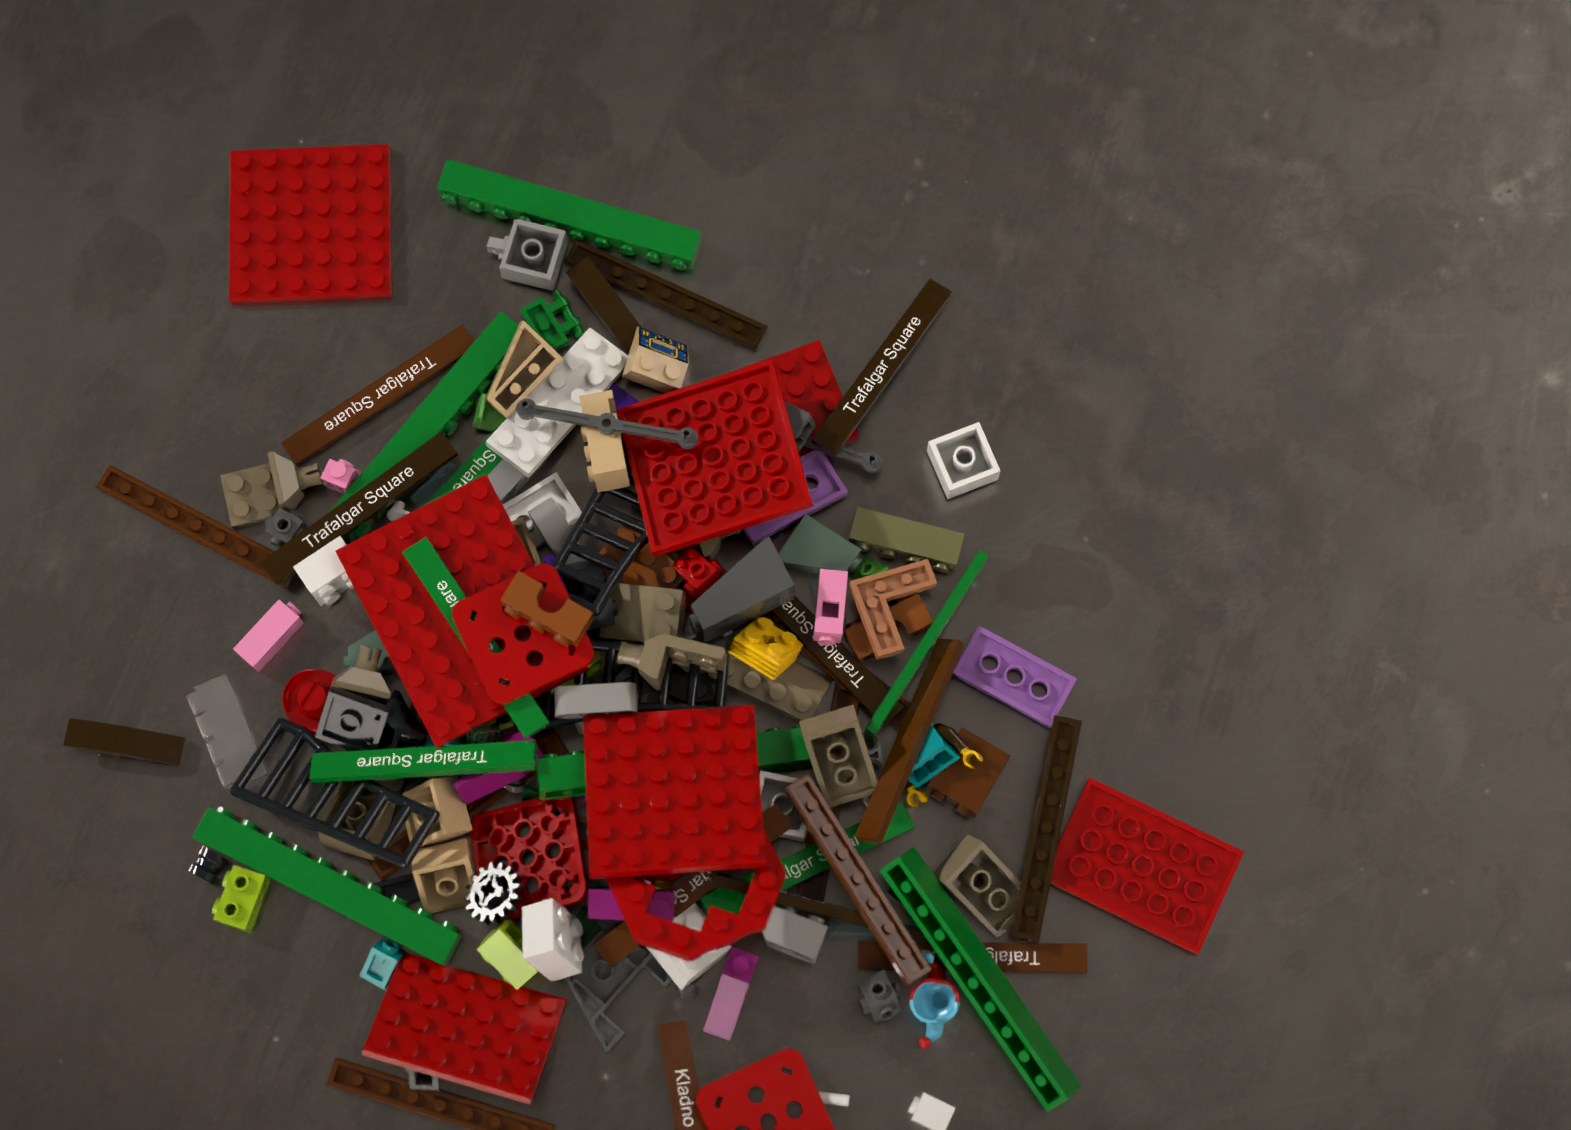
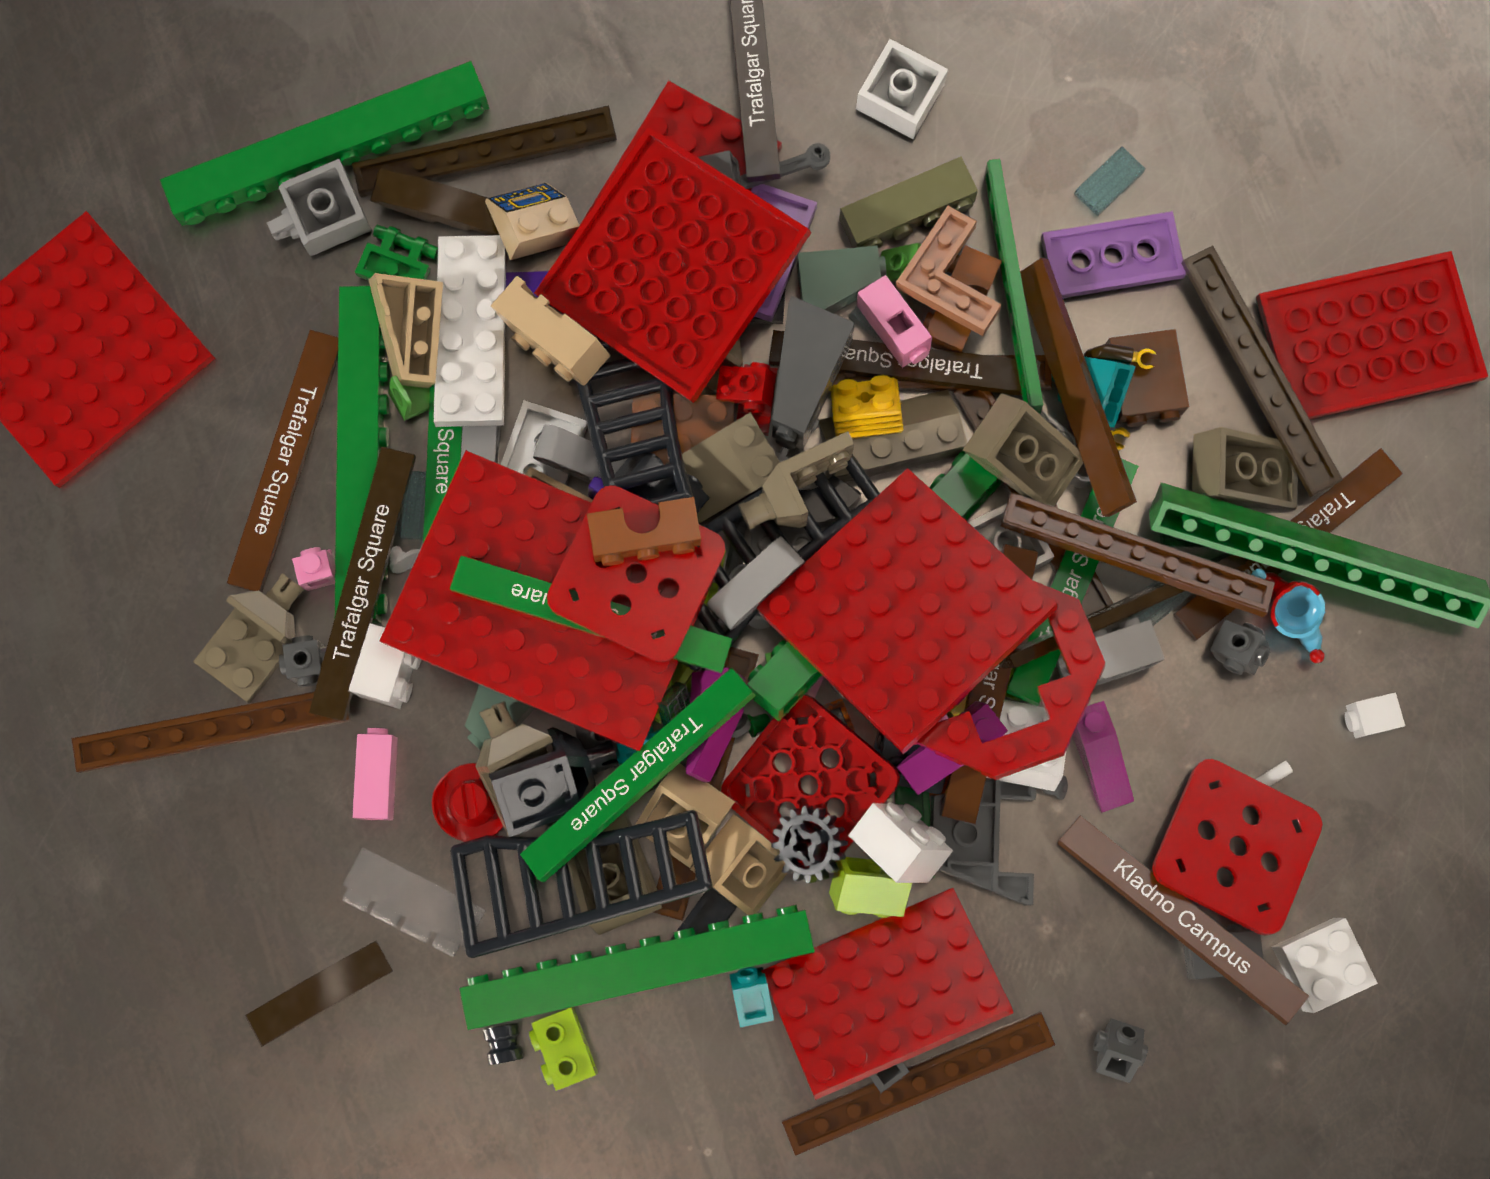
camera: 40 degrees left, 5 degrees up
(685, 437) = (631, 264): dark grey piece -> none
(1055, 626) = (1109, 181): none -> clear light blue tile

